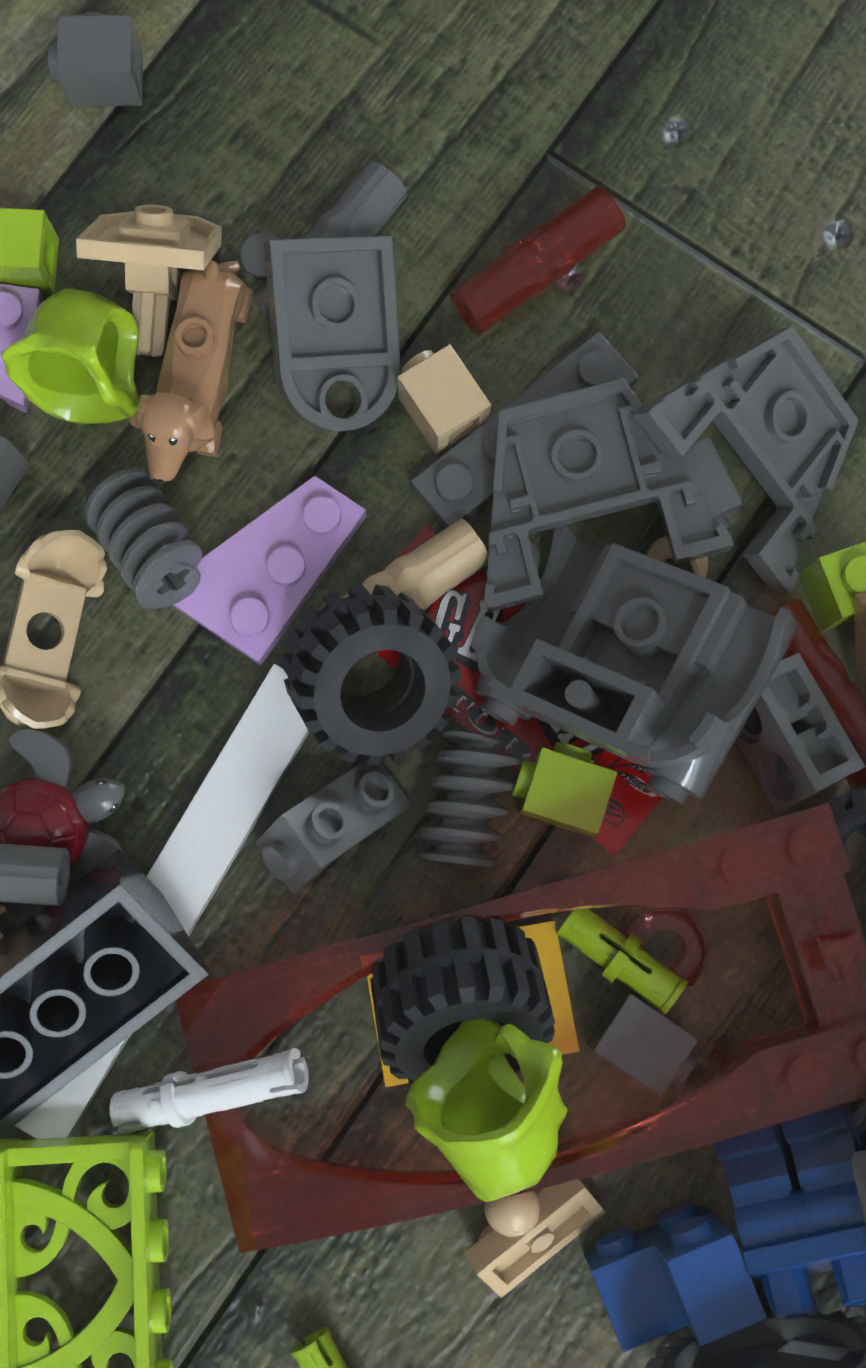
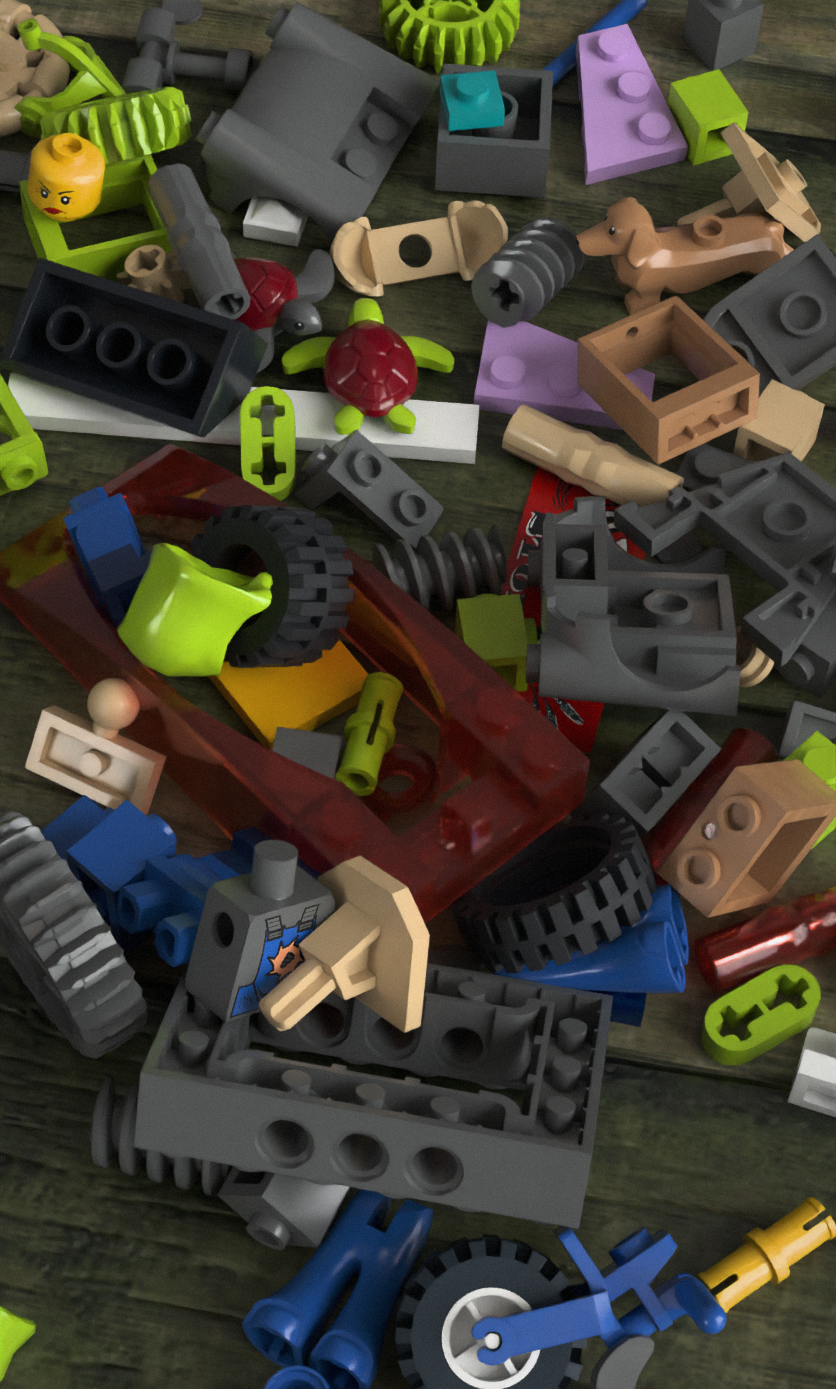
camera: 65 degrees right, 25 degrees down
(77, 358) = (649, 165): lime piece -> none
(184, 752) = (369, 368): none -> dark red animal
(186, 1096) = (88, 467): white pin -> none
(227, 912) = (282, 444): none -> lime beam
(343, 1136) = (108, 548): none -> blue hips
(353, 425) = (687, 418): none -> medium nougat window
(400, 710) = (468, 420): black tyre -> none

